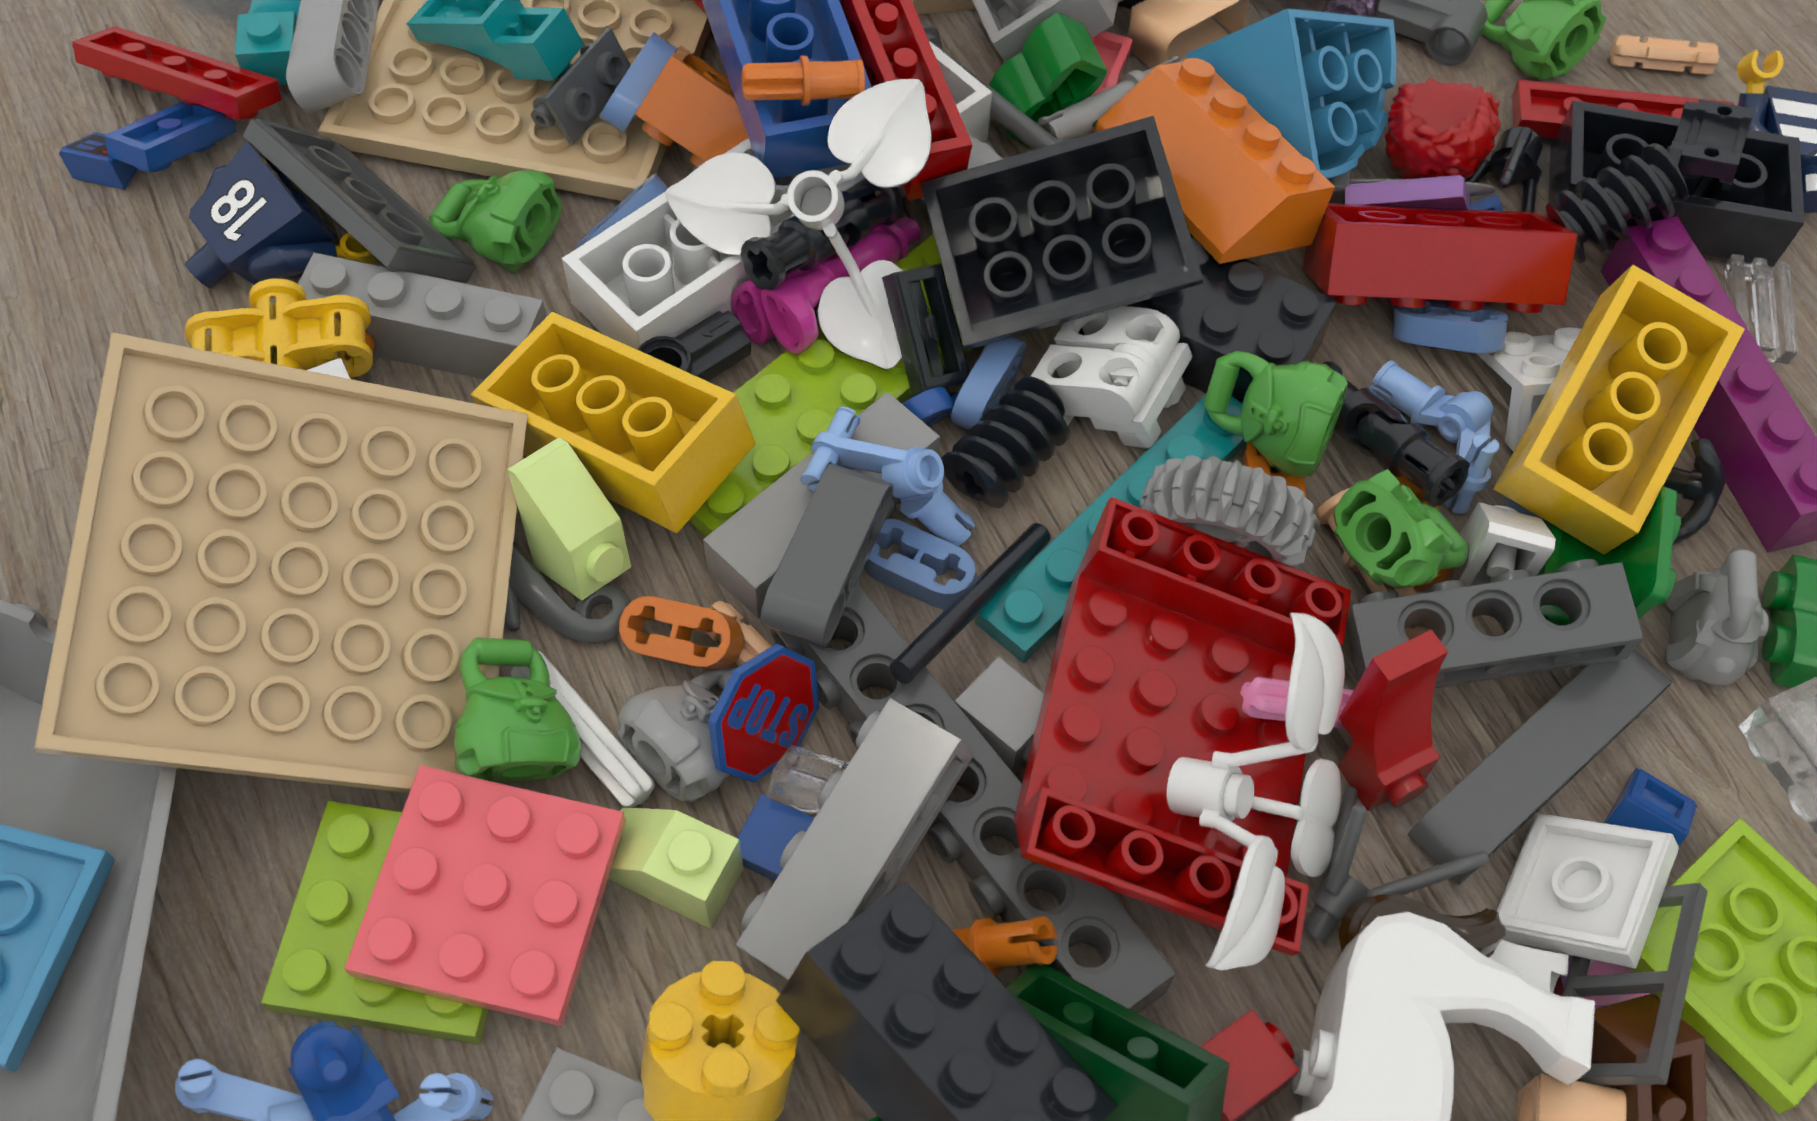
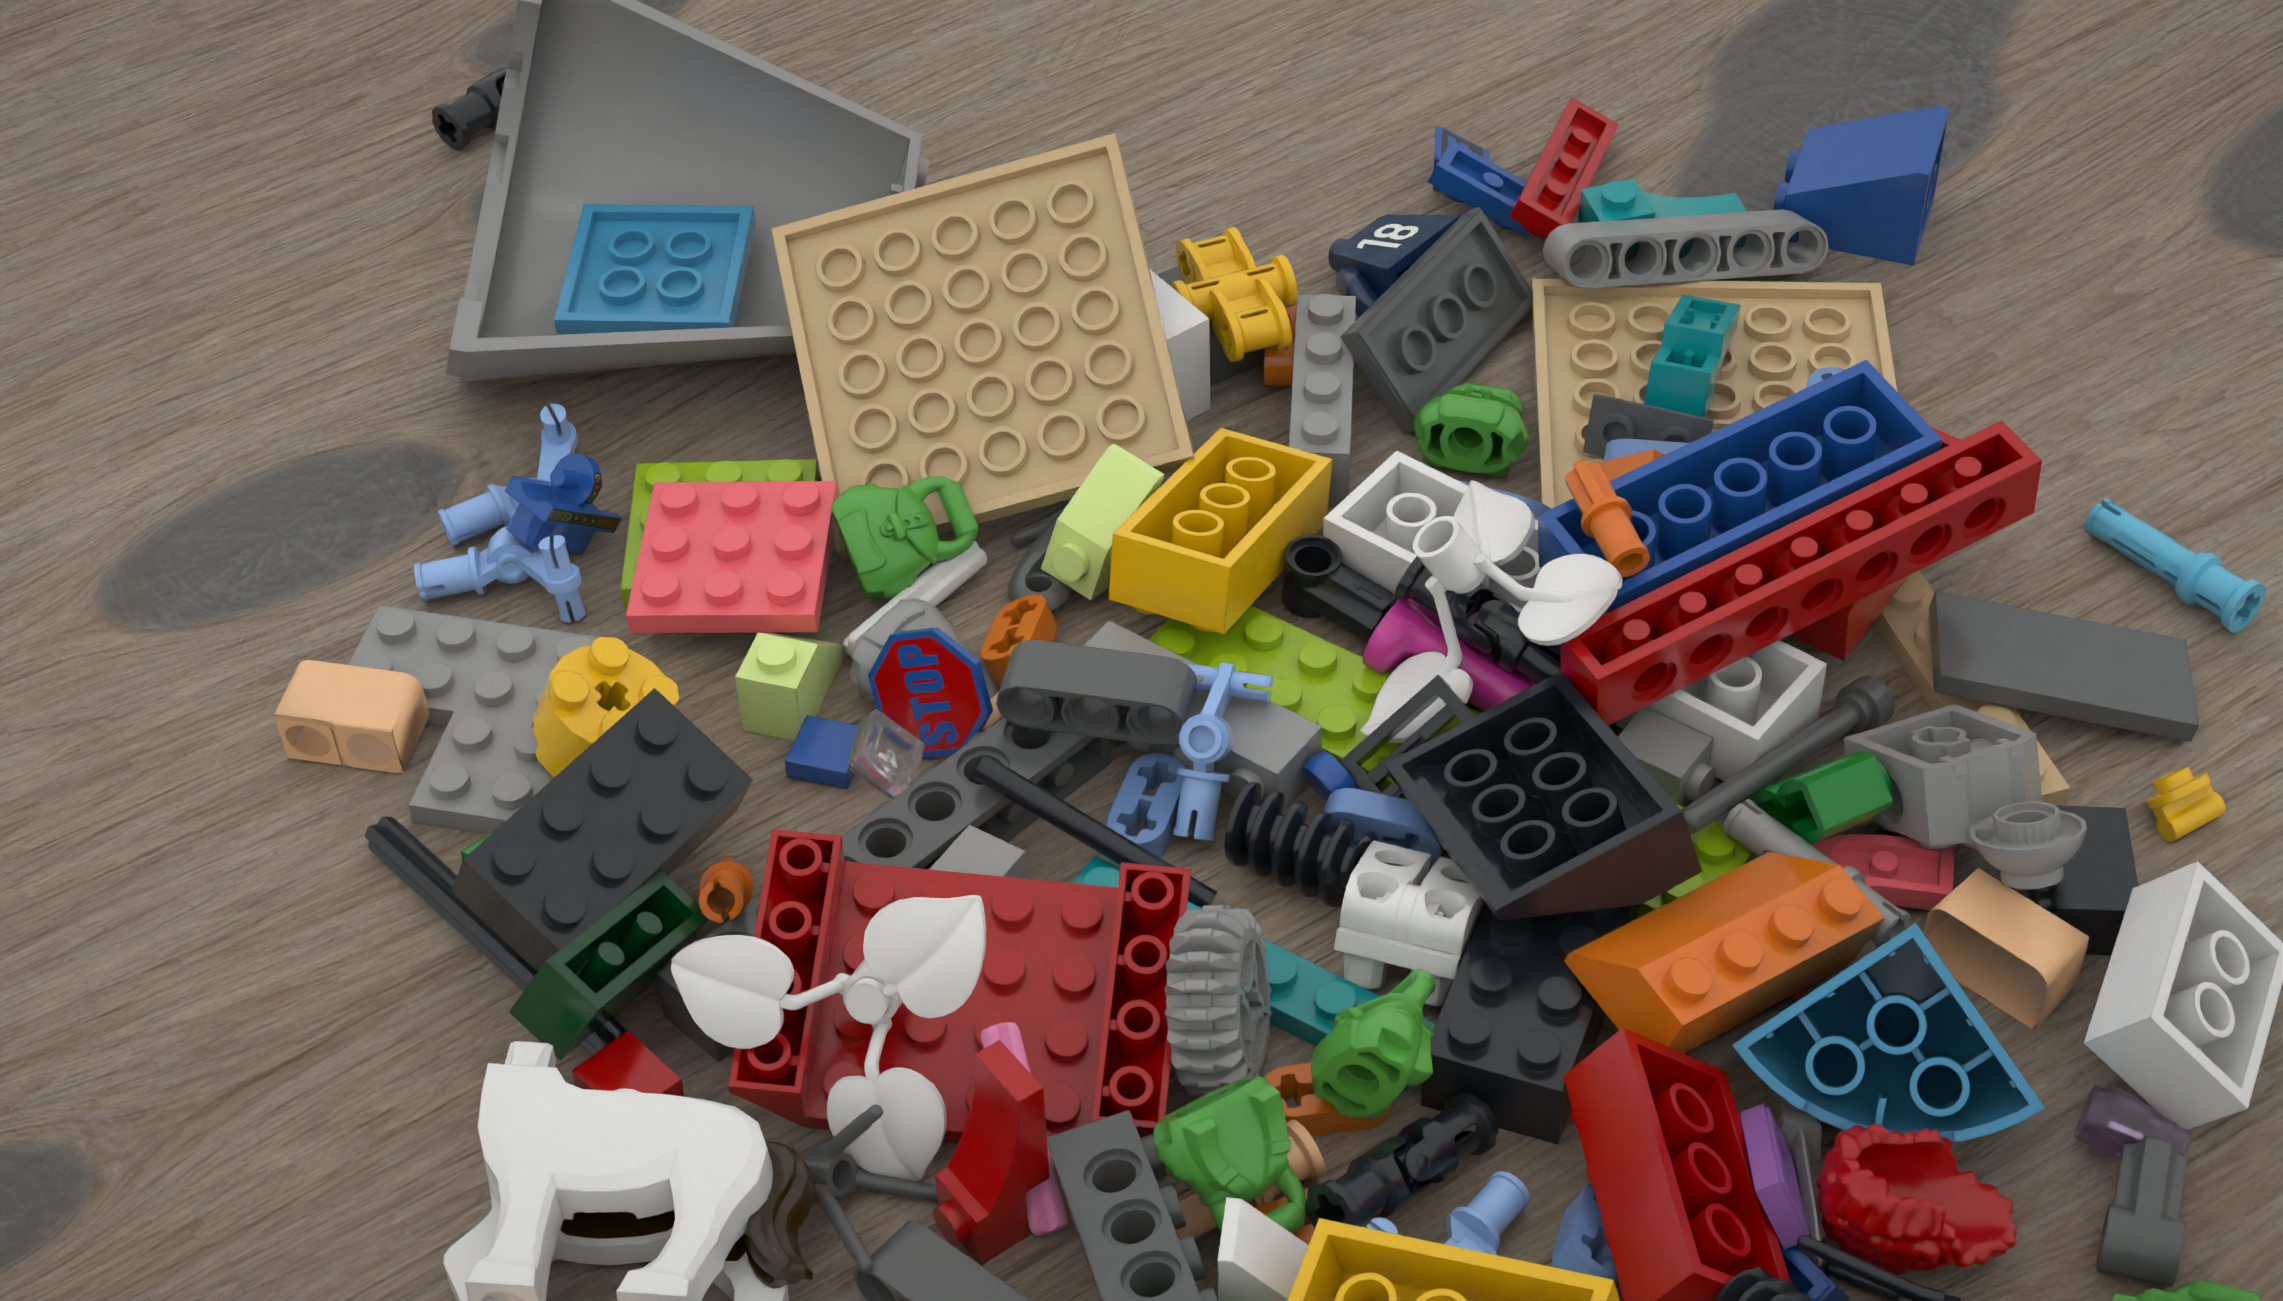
camera: 85 degrees right, 15 degrees down
(859, 838) = (828, 771): light grey brick -> none

